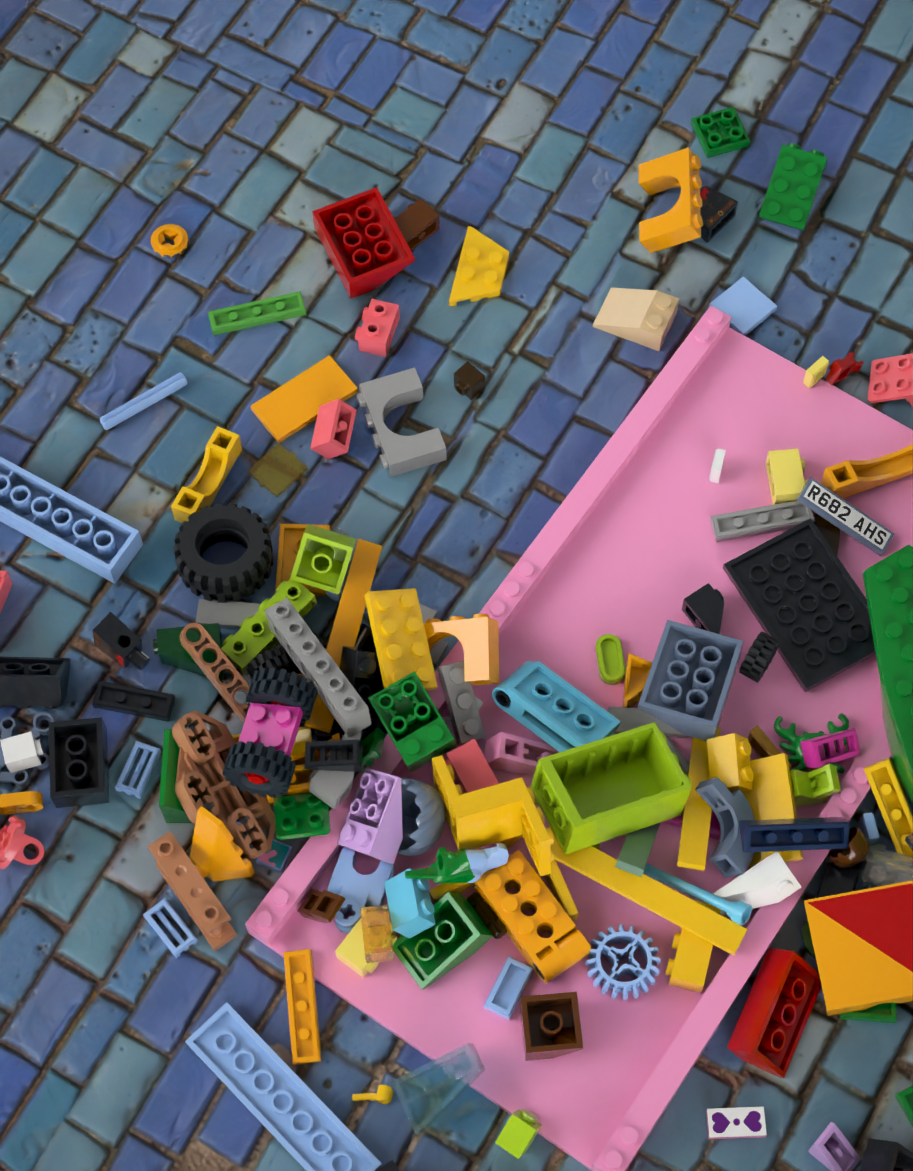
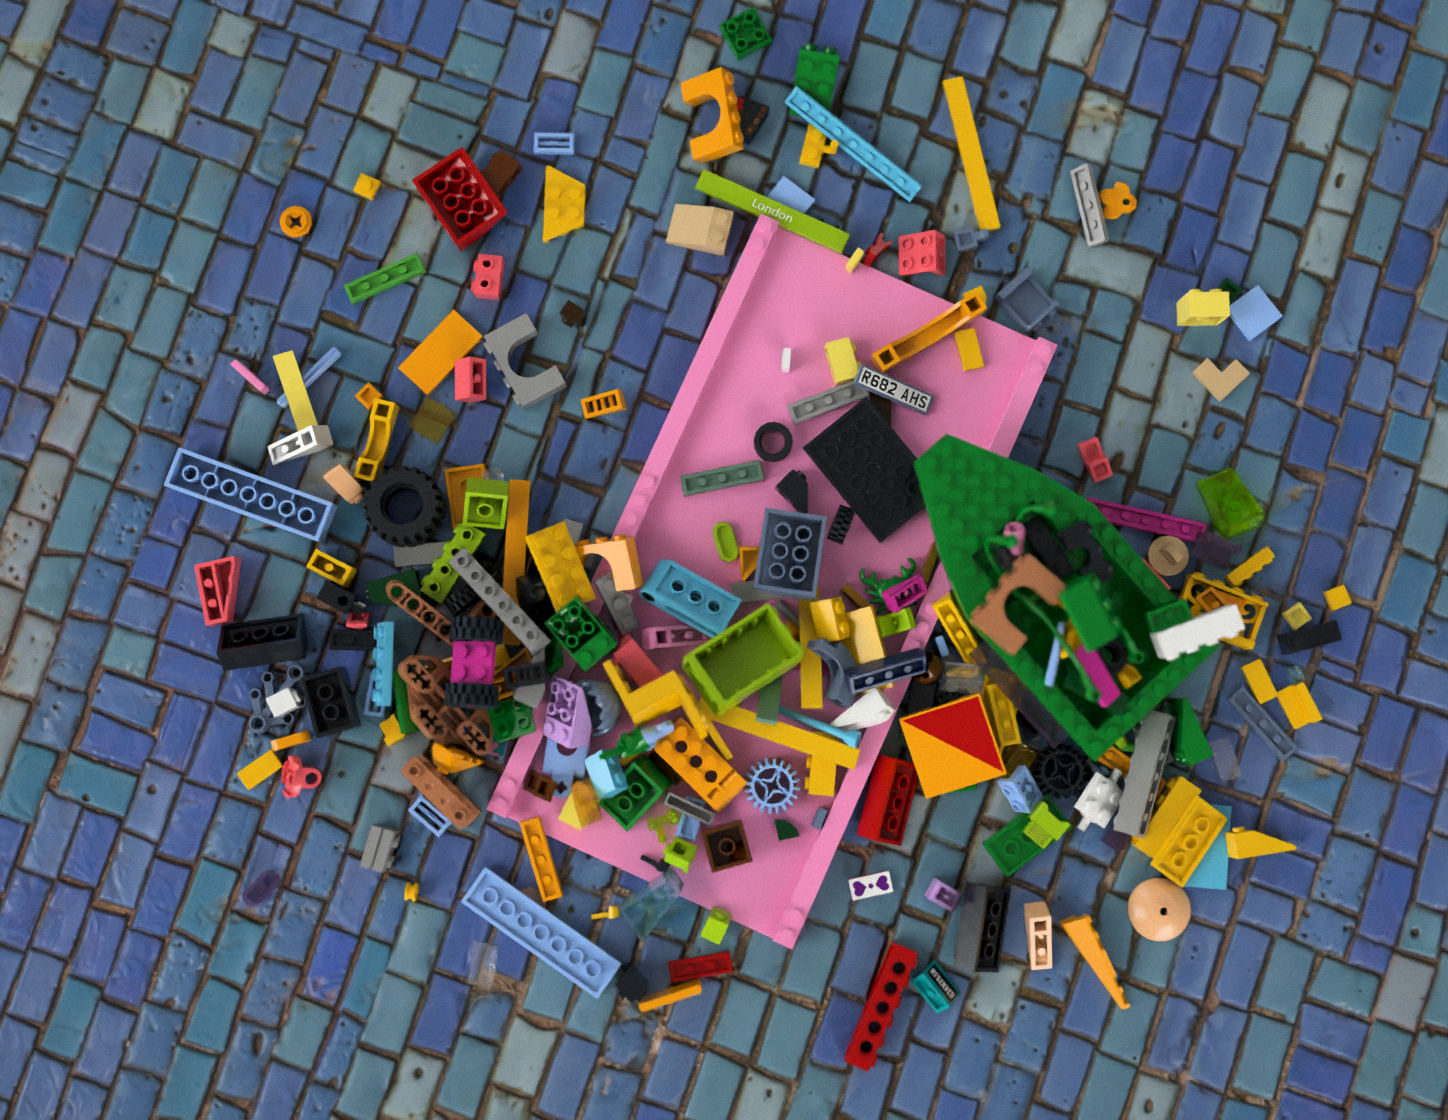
camera: 15 degrees left, 20 degrees up
(76, 388) = (252, 378): none -> bright pink tile
(96, 954) = (379, 848): none -> light grey brick
(112, 599) = (331, 568): none -> yellow brick
(116, 467) = (302, 443): none -> white slope
(123, 1018) = (411, 891): none -> yellow bush
(125, 411) = (295, 390): none -> light yellow tile
(135, 677) = (358, 622): none -> coral slope
(148, 813) = (392, 730): none -> yellow panel
(157, 718) = (384, 657): none -> medium azure plate
(159, 512) = (345, 484): none -> light nougat slope
(196, 1133) = (483, 964): none -> clear panel
(205, 429) = (367, 395): none -> light orange tile
(258, 218) = (367, 186): none -> yellow plate
(457, 1041) = (661, 866): none -> black hand
(462, 987) = (656, 824): none -> clear neon green piece
(480, 210) = (554, 151): none -> light blue tile
(487, 1027) = (680, 853): none -> lime brick
(488, 491) = (621, 405): none -> light orange slope
(508, 969) = (688, 808): none -> light grey piece
(617, 585) = (722, 478): none -> sand green tile
(632, 1025) = (785, 830): none -> dark green tile
(679, 1014) = (819, 818): none -> sand blue tile
(687, 536) = (777, 427): none -> black tyre
(742, 318) = (758, 204): none -> lime tile
(785, 252) = (814, 146): none -> yellow plate
(831, 254) = (853, 143): none -> medium azure tile
(868, 719) = (929, 562): none -> pearl gold tile

